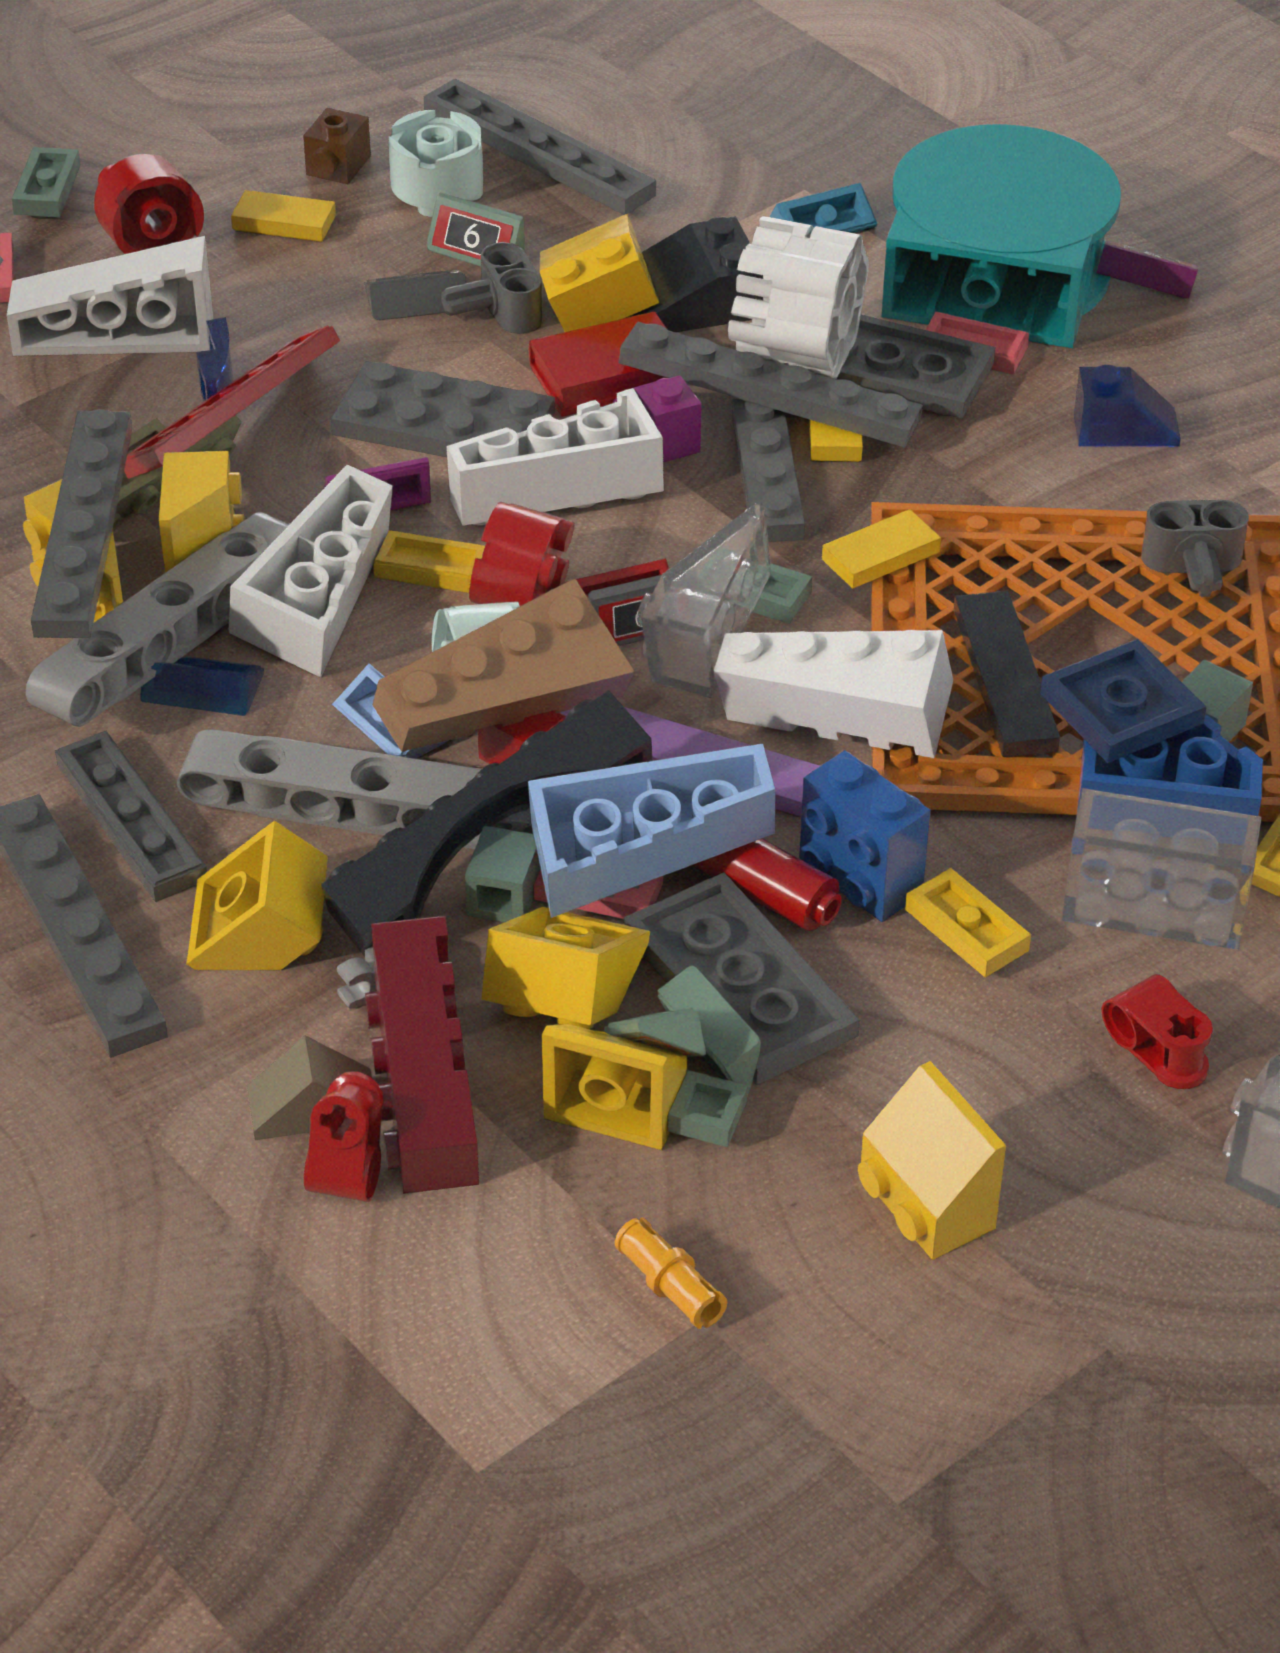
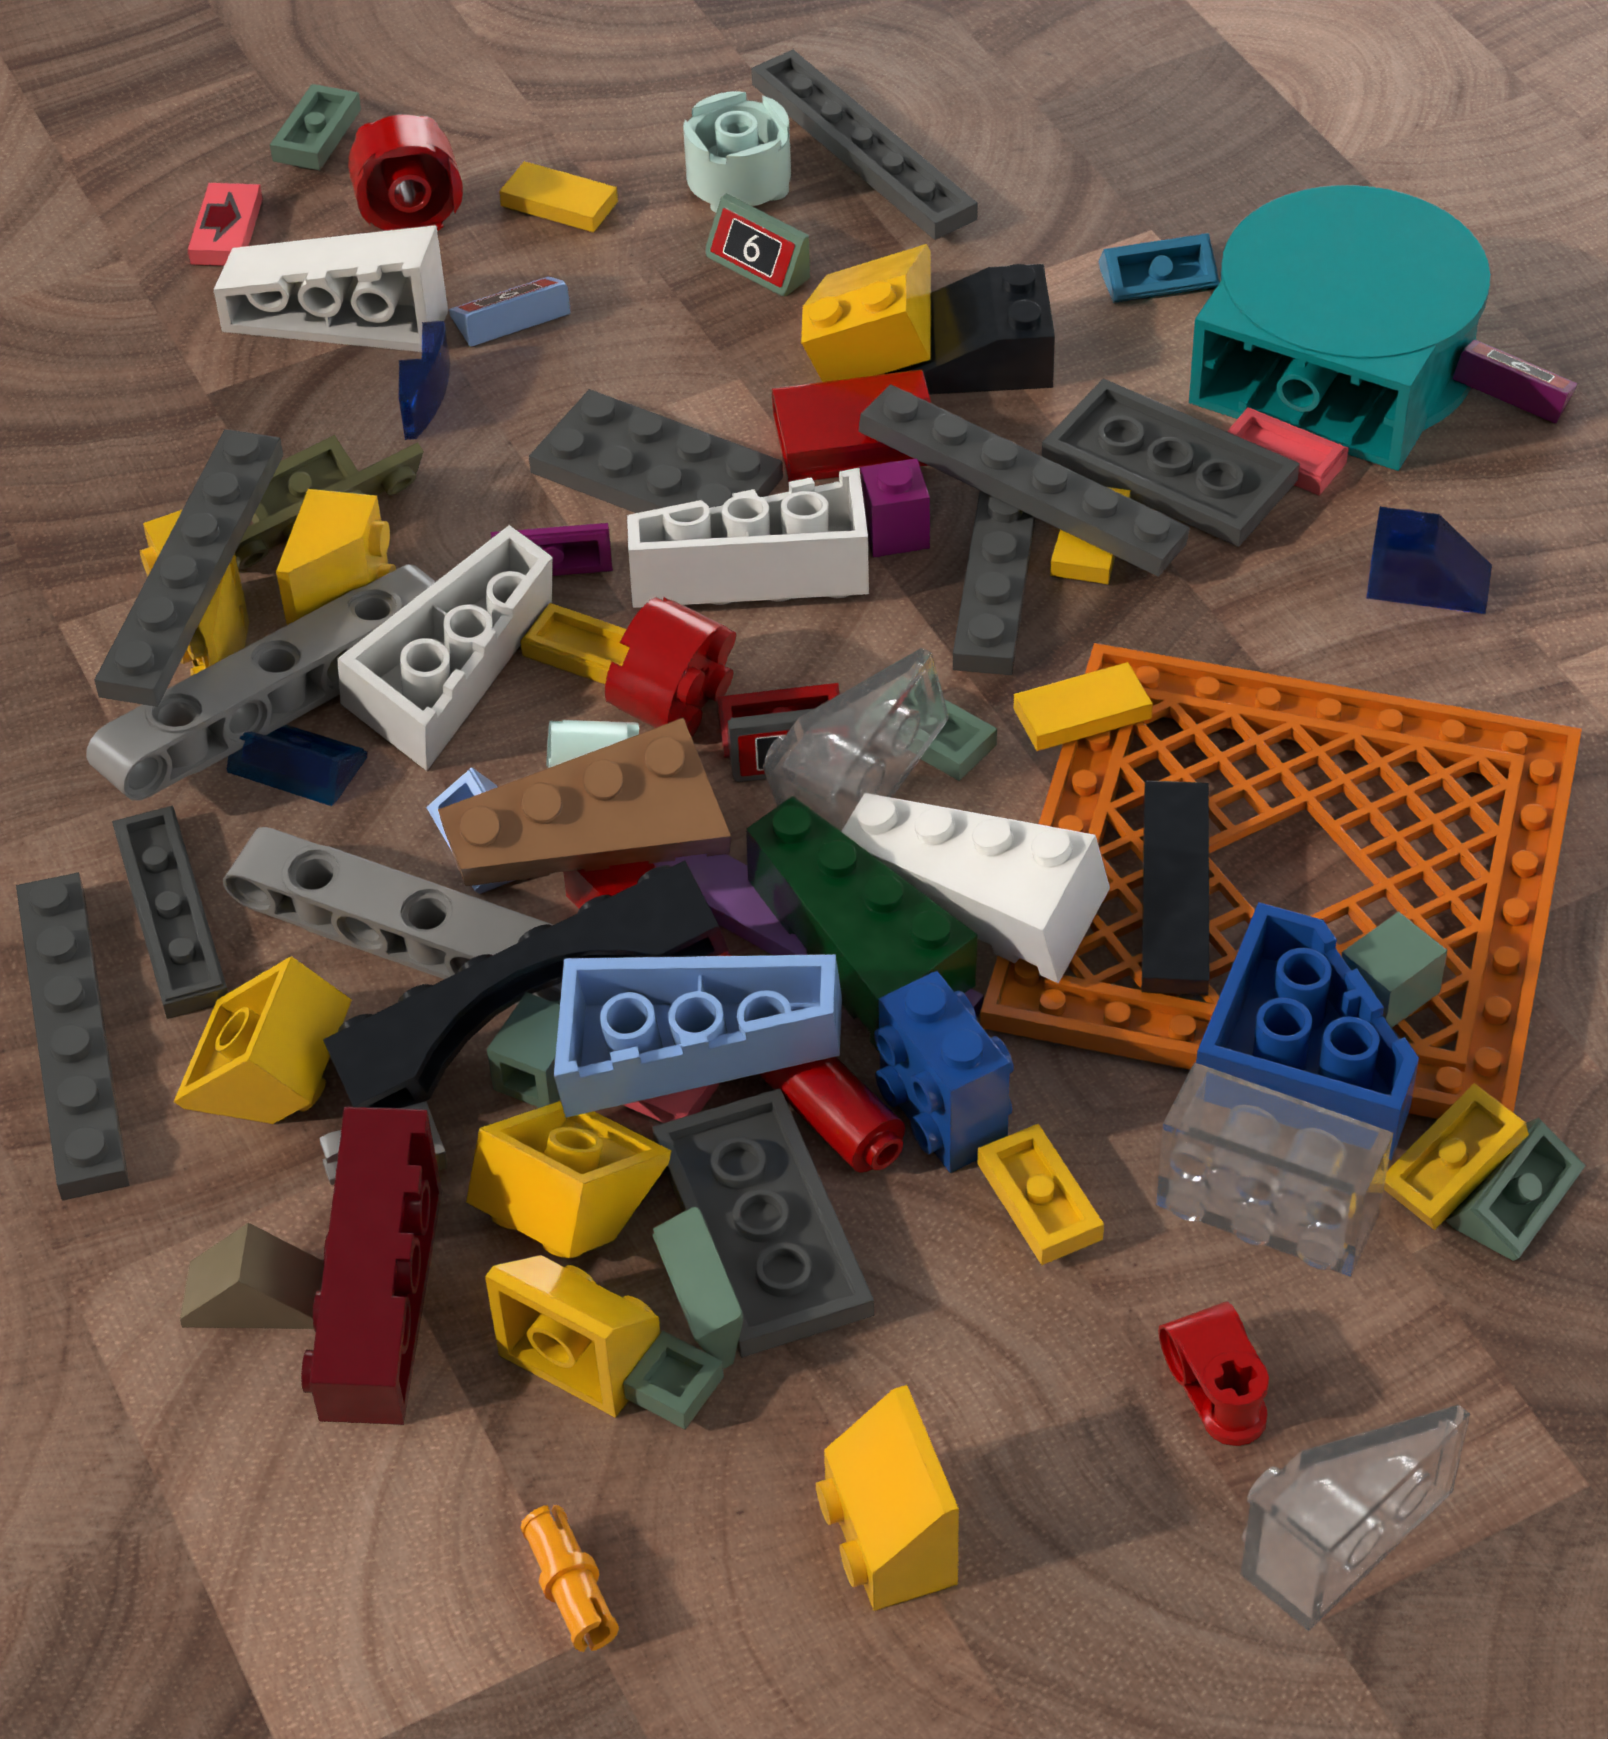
camera: 15 degrees right, 5 degrees up
(230, 400) = (420, 423): red tile -> none
(274, 308) = (511, 310): none -> light blue slope
(337, 145) = (639, 118): reddish brown brick -> none
(346, 1139) = (260, 1354): red piece -> none
(410, 293) = (673, 311): dark grey slope -> none
(507, 288) = (769, 320): dark grey beam -> none
(668, 1030) = (635, 1281): sand green slope -> none
(716, 707) = (856, 908): none -> dark green wedge
(808, 292) = (1083, 381): white piece -> none
(1122, 700) = (1270, 960): dark blue plate -> none
(1195, 540) = (1447, 750): dark grey beam -> none

